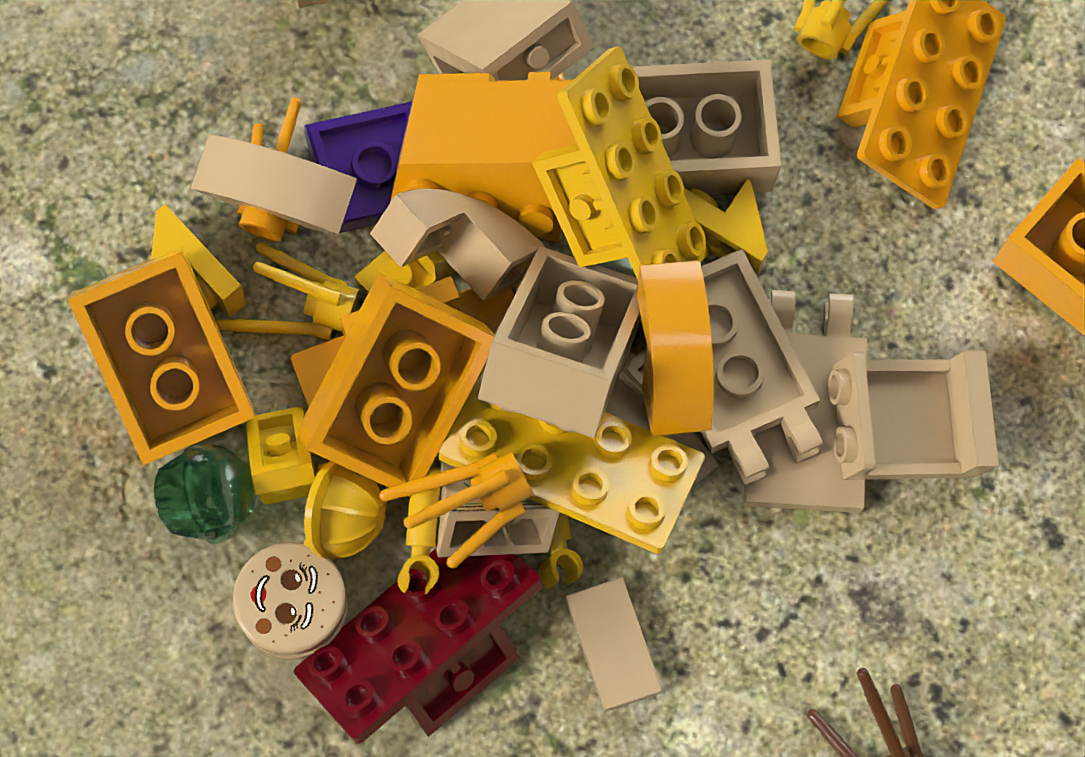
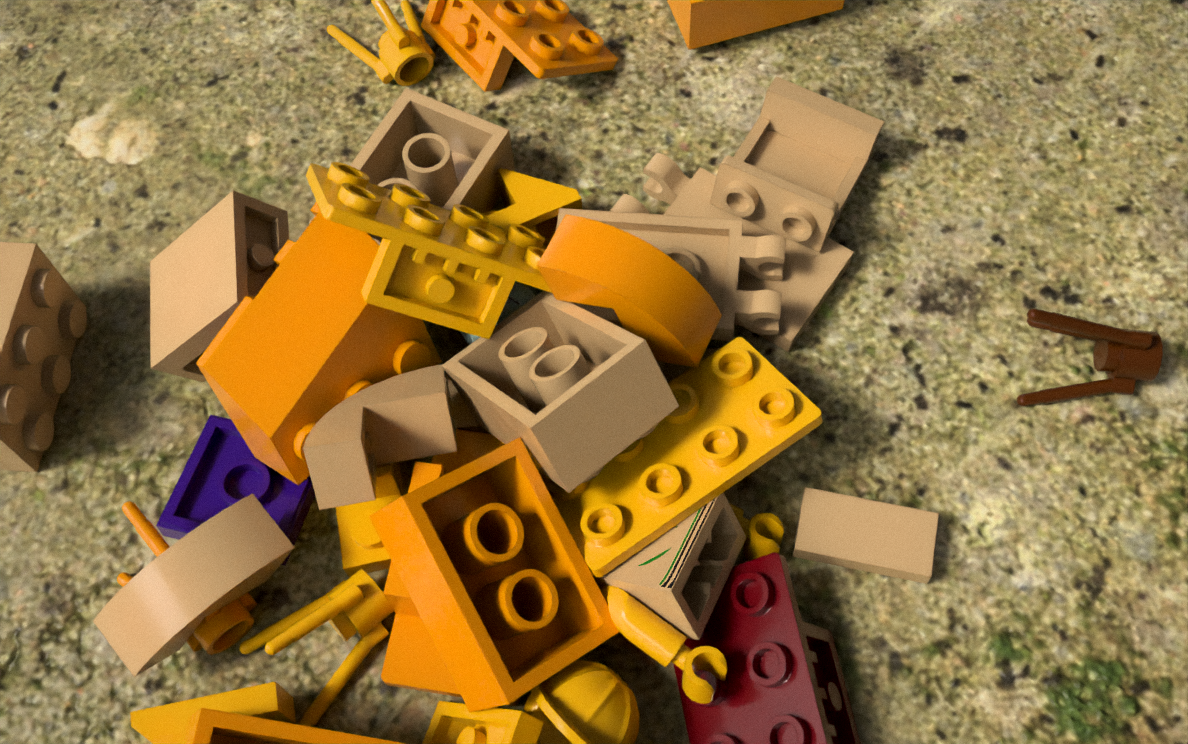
camera: 50 degrees left, 10 degrees down
(495, 482) = (673, 524): light orange plant -> none

